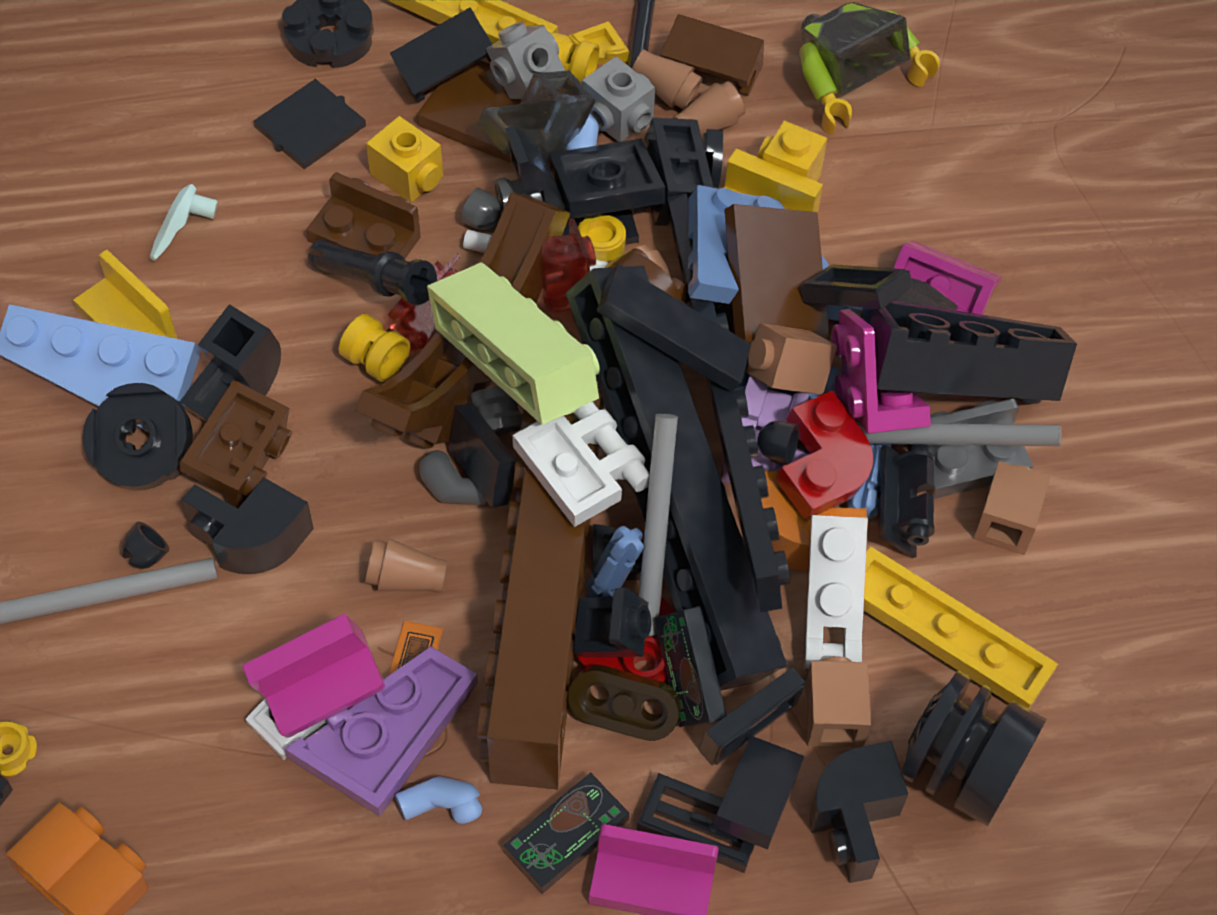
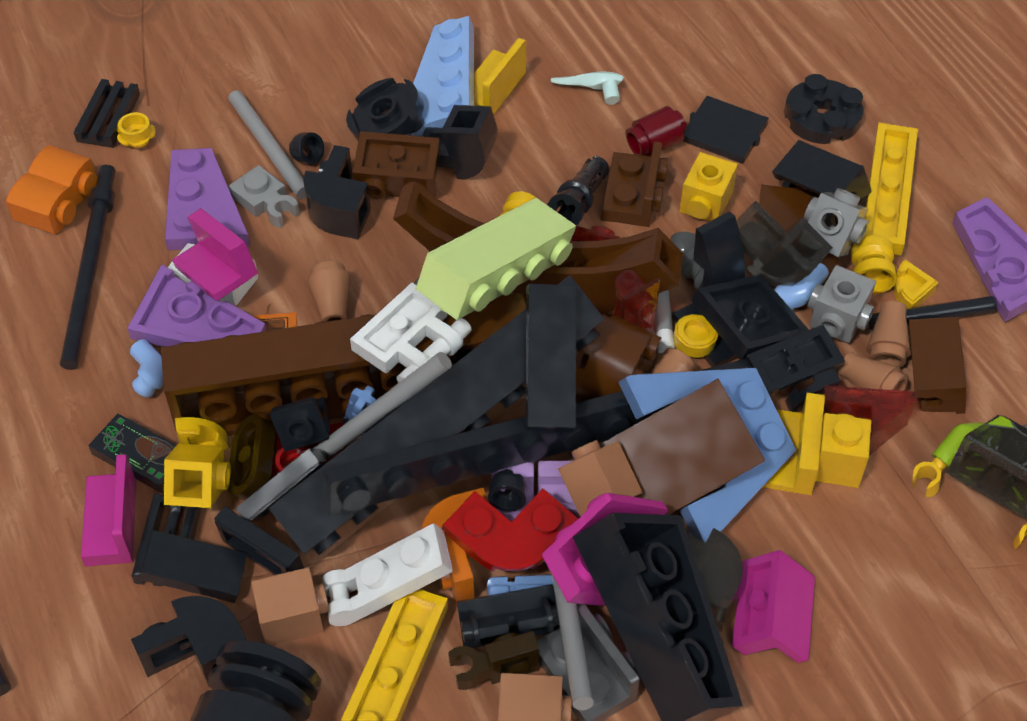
camera: 75 degrees right, 5 degrees down
(123, 814) = (100, 203): none -> black bar
(173, 693) = (194, 185): none -> medium lavender wing
(195, 618) = (263, 193): none -> light grey plate
(296, 181) = (659, 126): none -> dark red brick
(572, 758) = (200, 432): none -> yellow tile
(642, 762) = (195, 475): none -> yellow brick
(757, 119) = (885, 408): none -> clear red slope
(856, 286) = (688, 504): black tile -> none
(951, 517) = (506, 654): none -> dark brown plate

